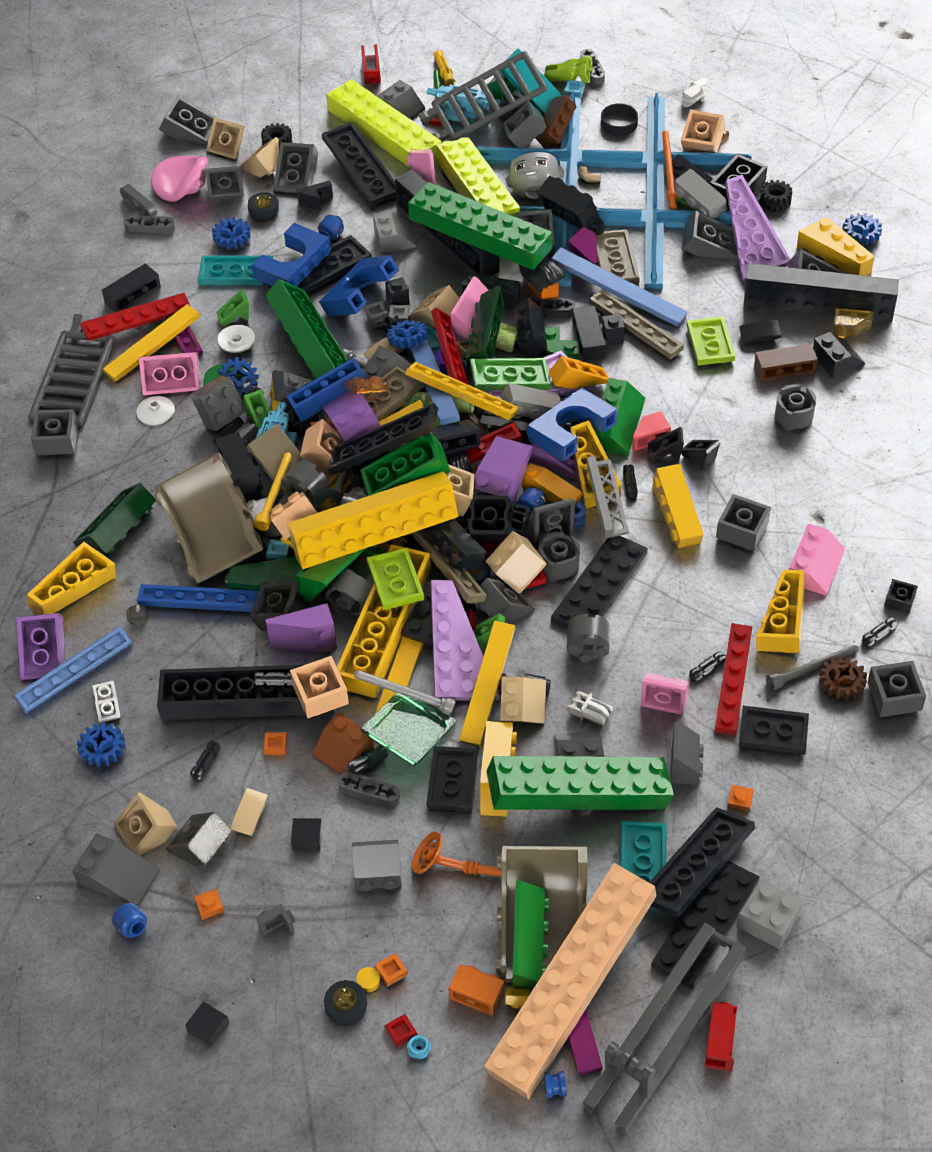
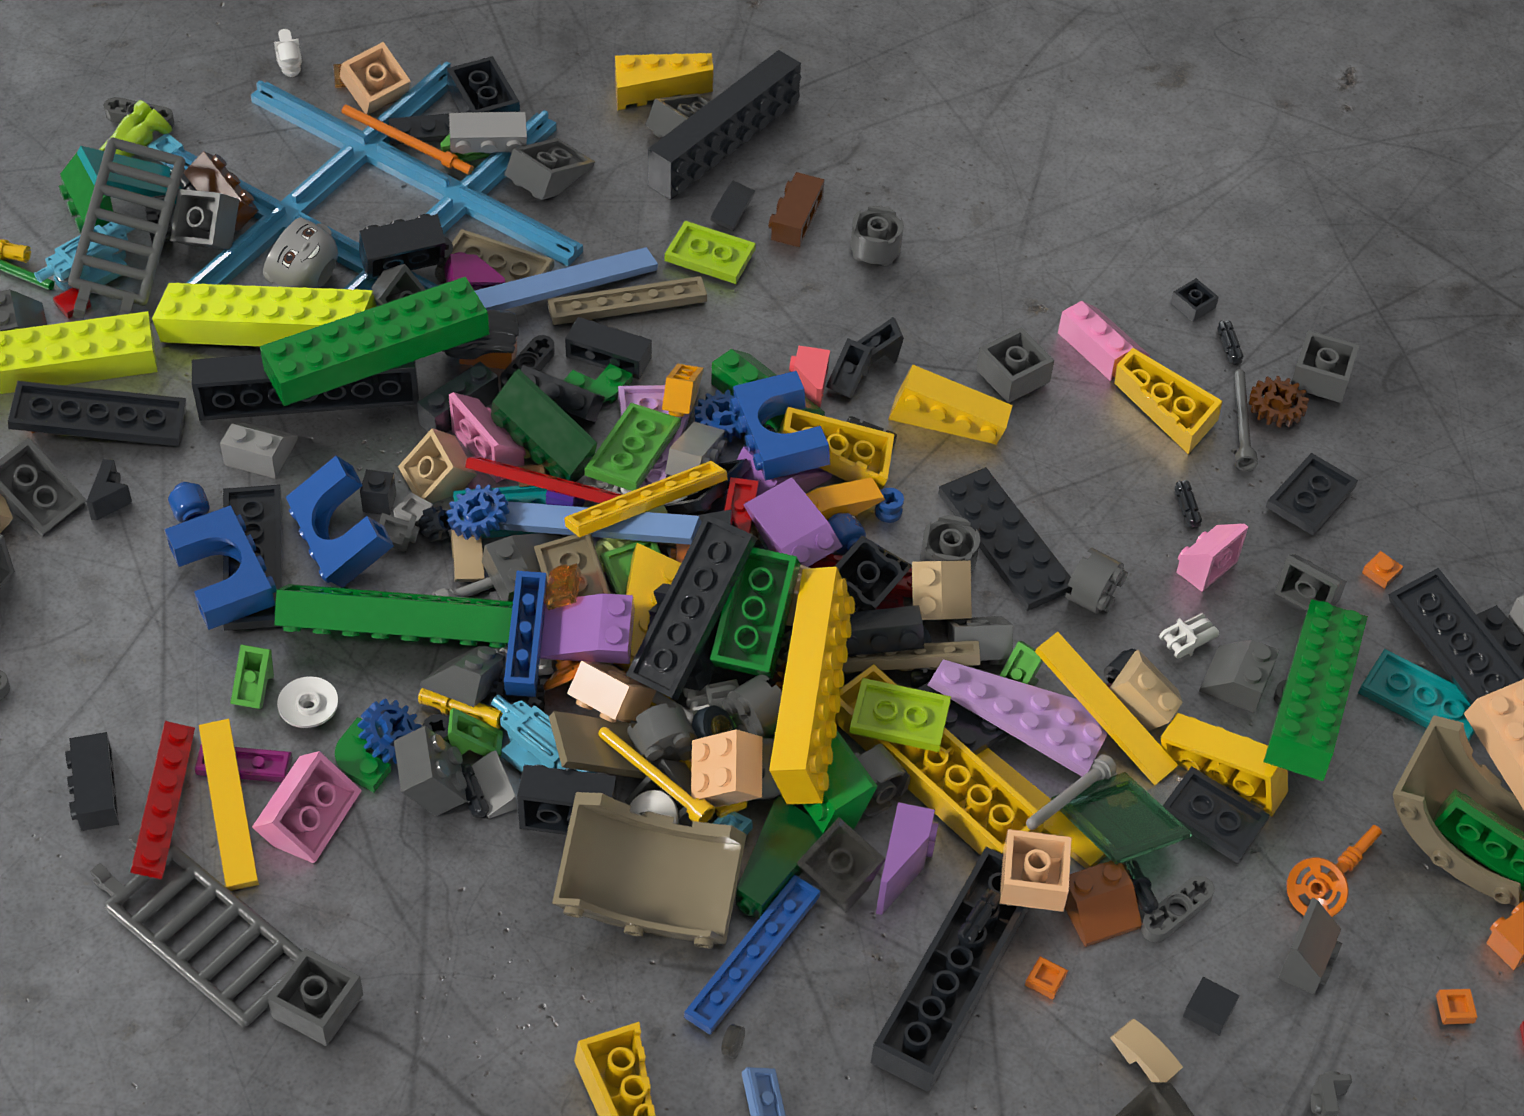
camera: 65 degrees left, 0 degrees up
(117, 519) = (539, 994): dark green slope -> none
(155, 410) = (359, 870): white dish -> none
(205, 760) = (1029, 1068): black axle -> none
(227, 270) = (159, 648): teal tile -> none
(231, 233) = (91, 615): blue gear -> none
(263, 205) = (70, 546): black wheel -> none
(342, 993) = (1485, 1064): black wheel -> none
(368, 979) = (1455, 1038): yellow tile -> none
(422, 164) = (180, 343): bright pink slope -> none
(550, 519) = (901, 522): dark grey slope -> none
(589, 178) = (336, 217): tan arm -> none
(597, 482) = (905, 457): light grey fence -> none
(613, 329) = (624, 317): black brick -> none
(619, 108) = (258, 122): black tyre -> none
(733, 679) = (1218, 491): red plate -> none
(752, 231) = (594, 130): lavender wing -> none
(783, 197) = (528, 71): black tyre -> none
(836, 354) = (822, 163): black slope -> none
(851, 322) = (780, 130): clear yellow slope -> none
(862, 228) = (646, 40): blue gear -> none

